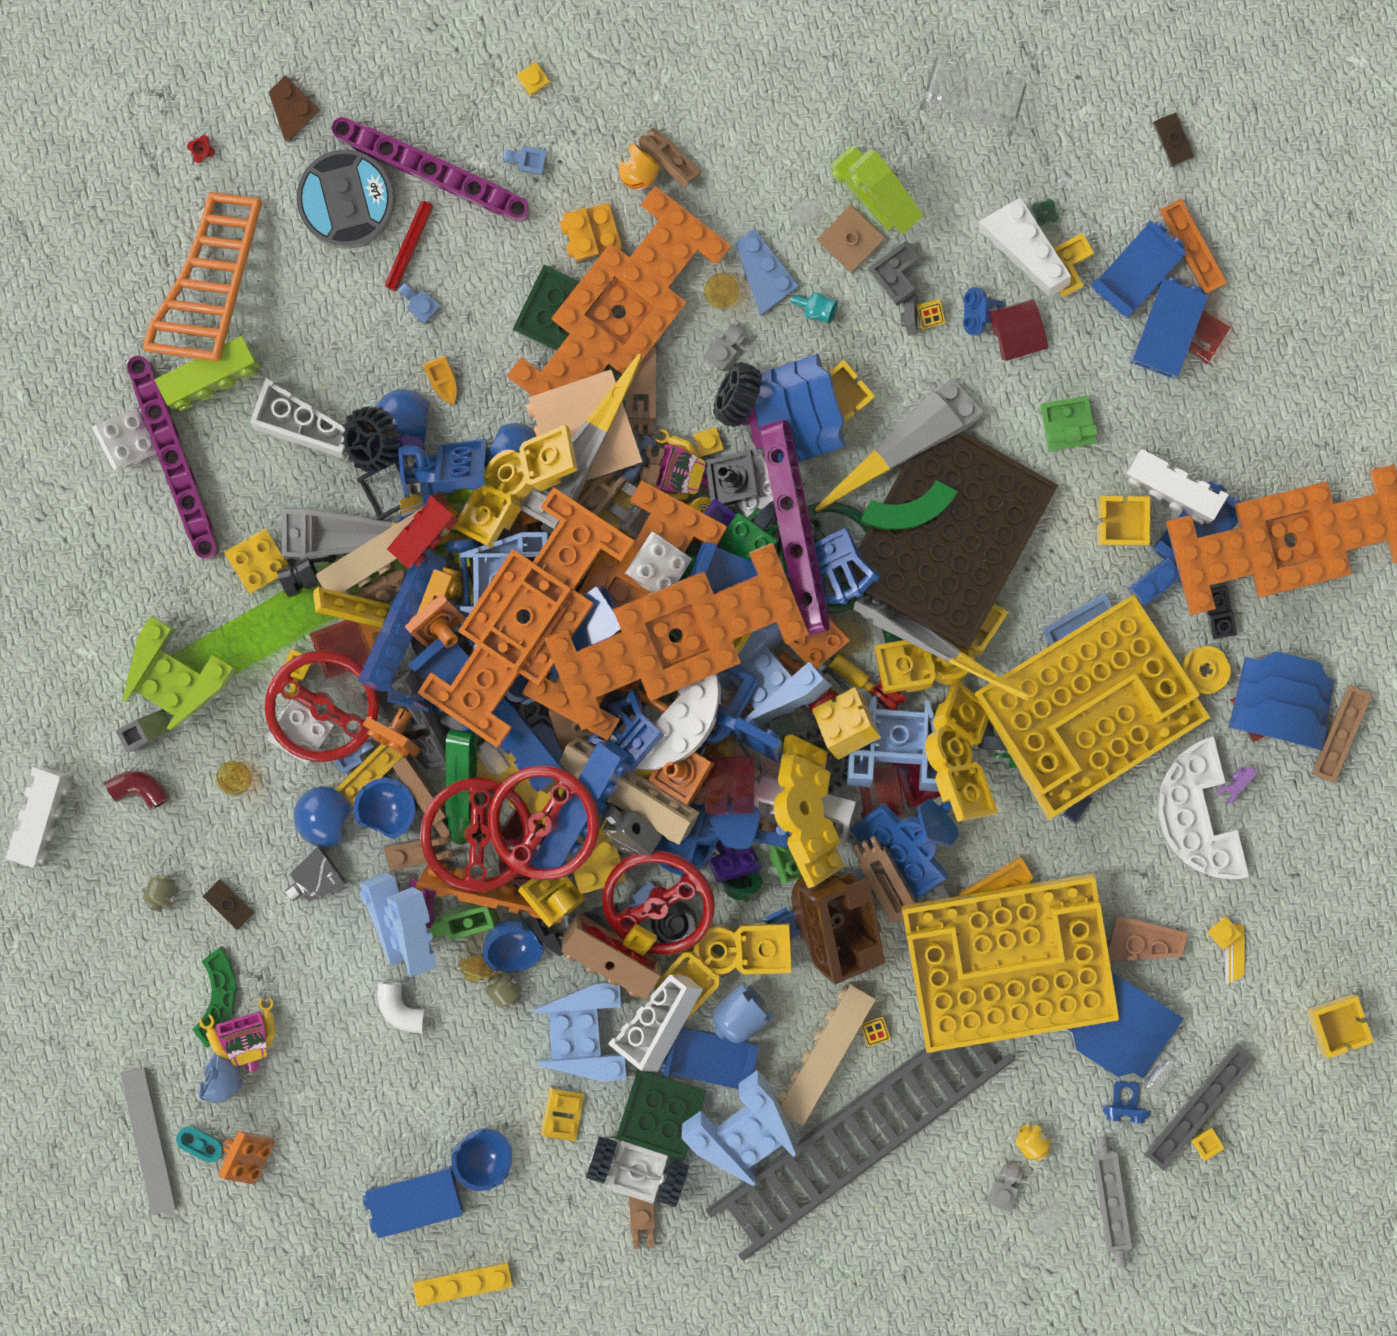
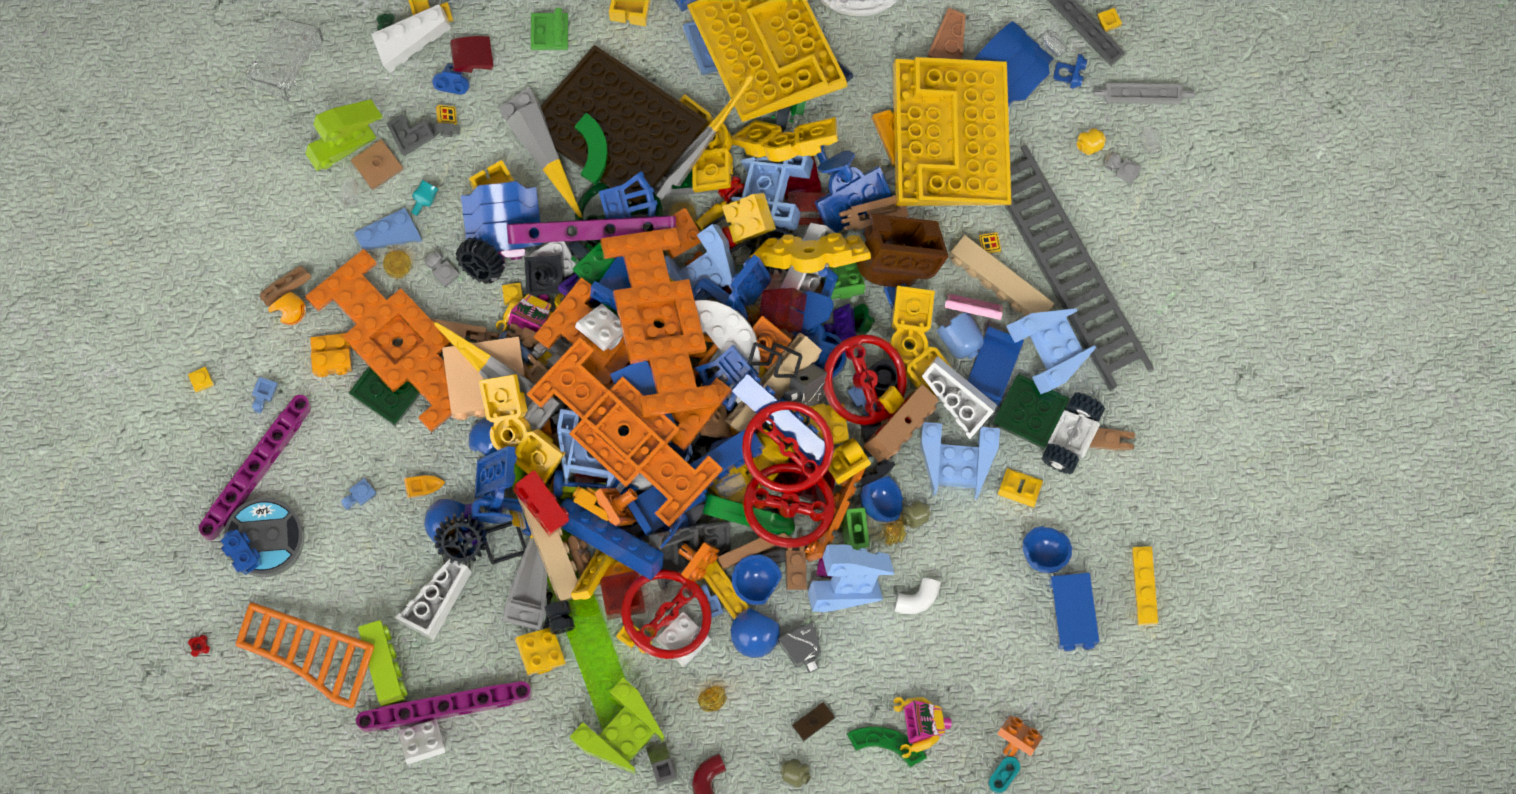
camera: 80 degrees left, 15 degrees down
(221, 1080) = (953, 748): medium blue cylinder -> none
(291, 108) = (181, 569): reddish brown wing -> none
(316, 174) = (237, 547): none -> blue brick
(408, 245) = (311, 495): red axle -> none
(655, 780) = (772, 351): none -> black piece
(782, 1024) = (974, 306): none -> bright pink tile

